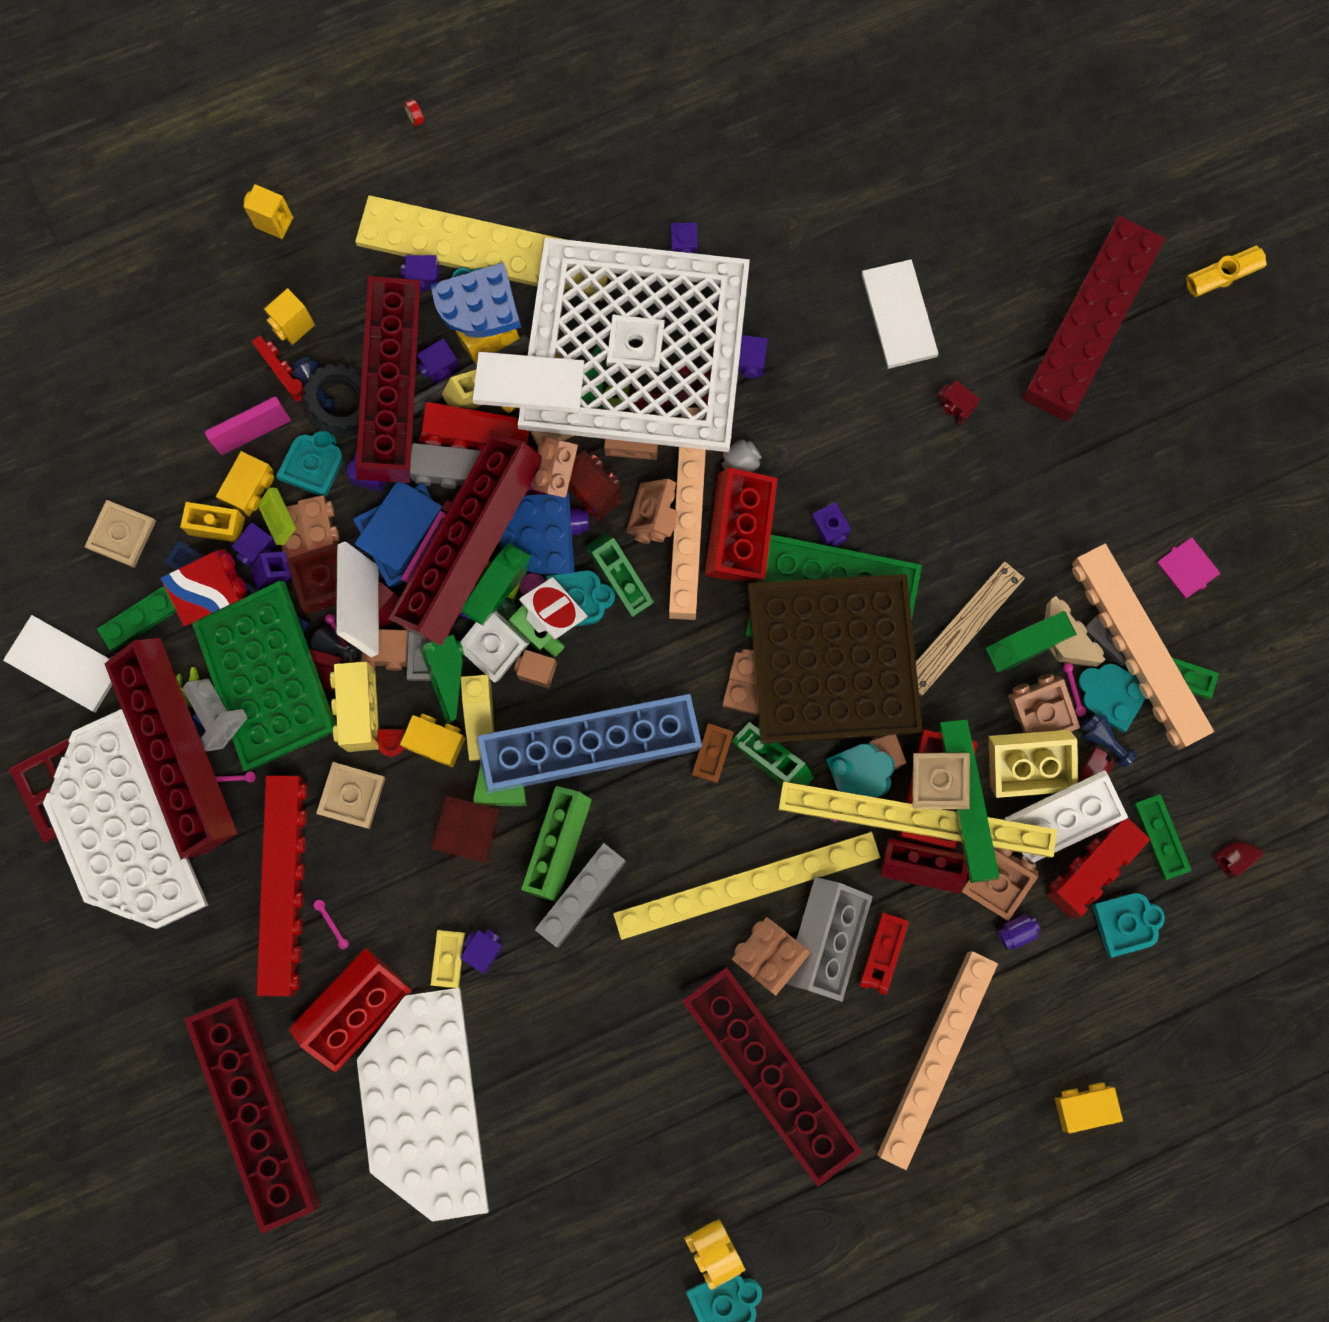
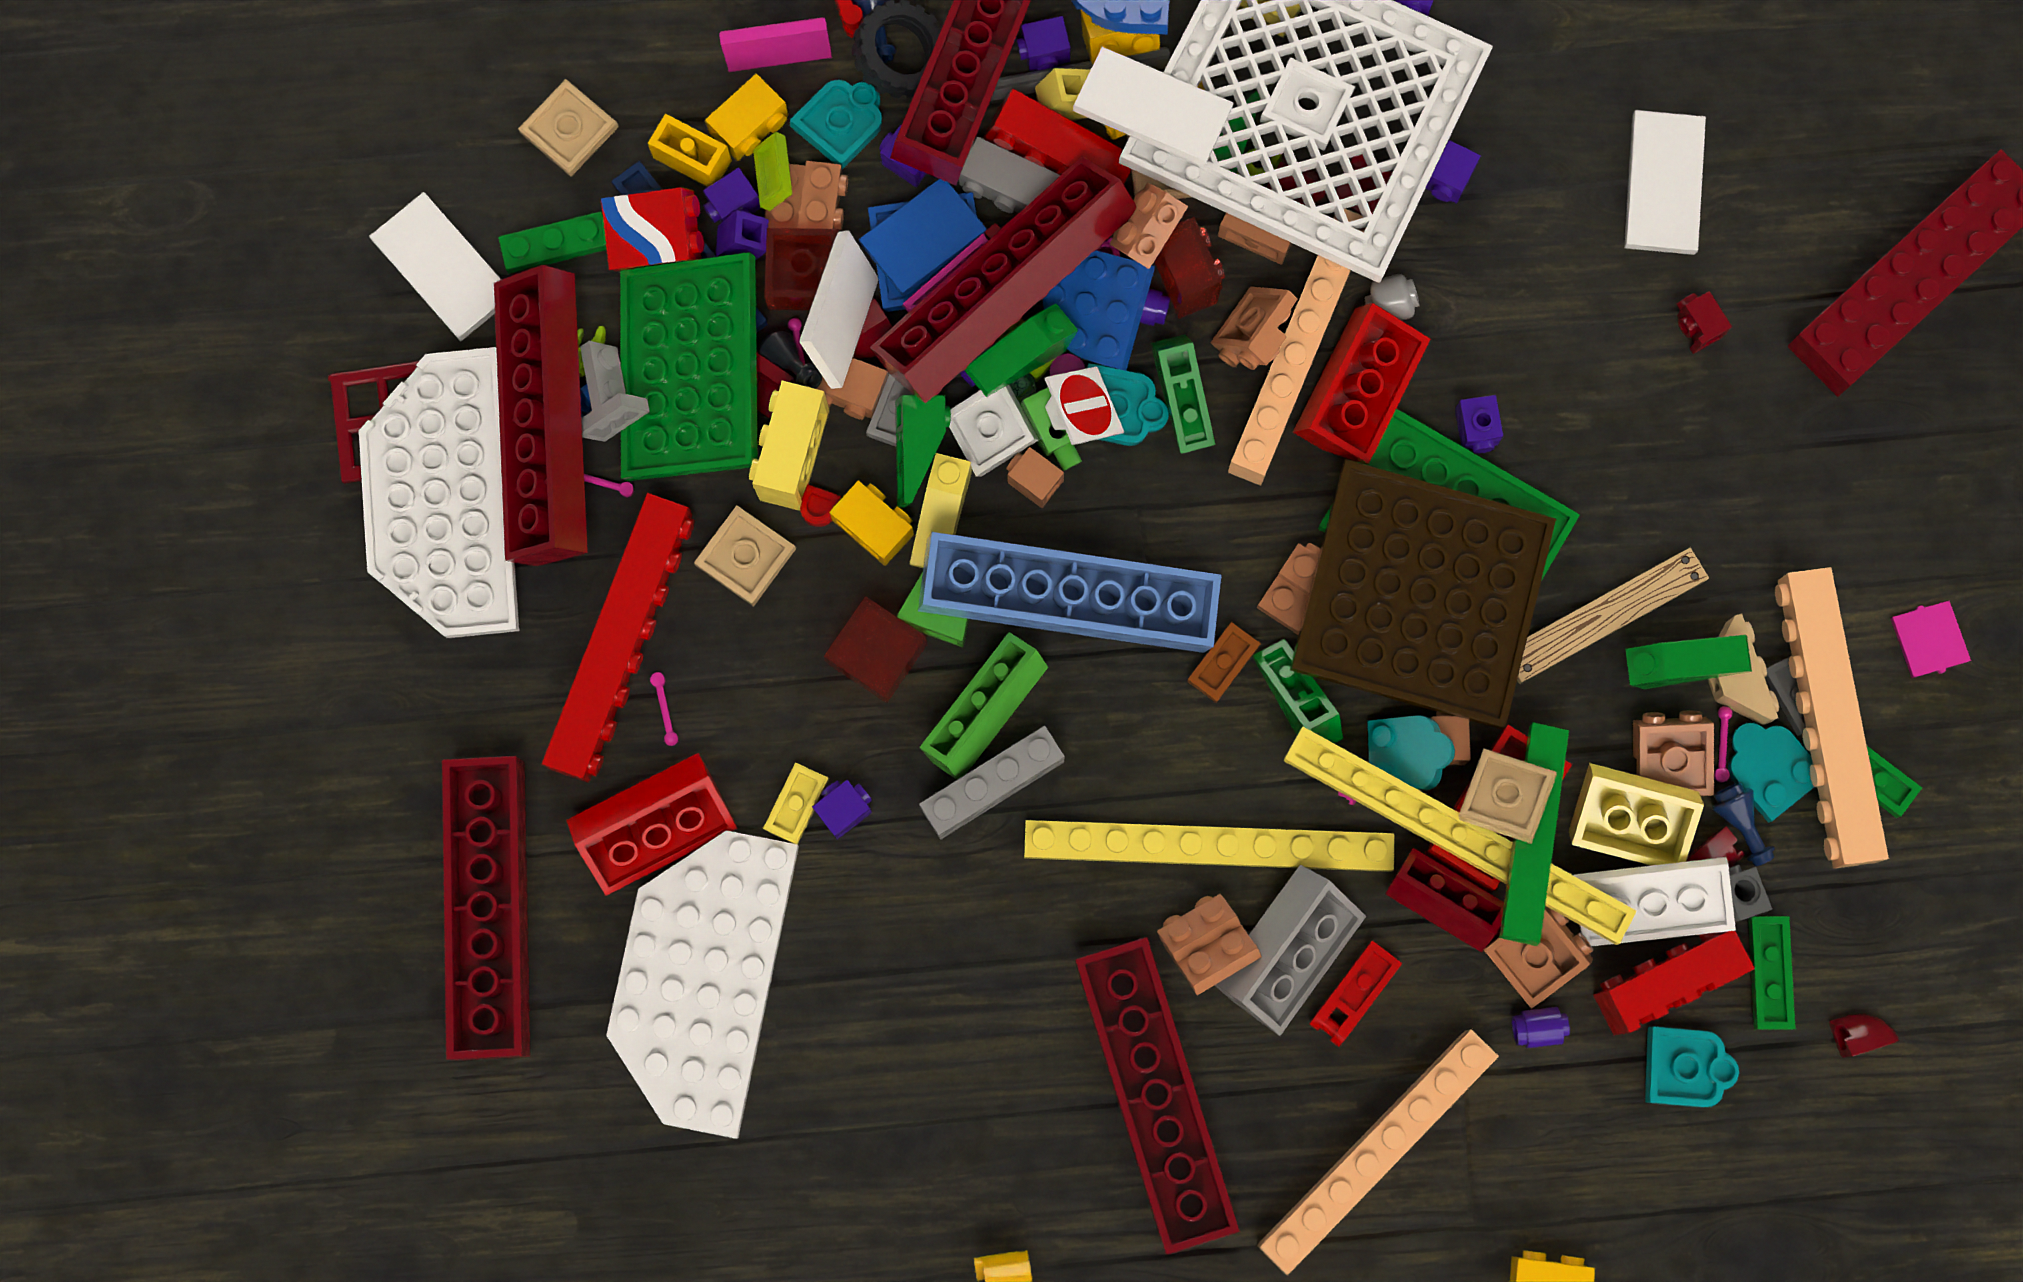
camera: 20 degrees right, 0 degrees up
(1133, 790) = (1754, 895): none -> dark grey brick

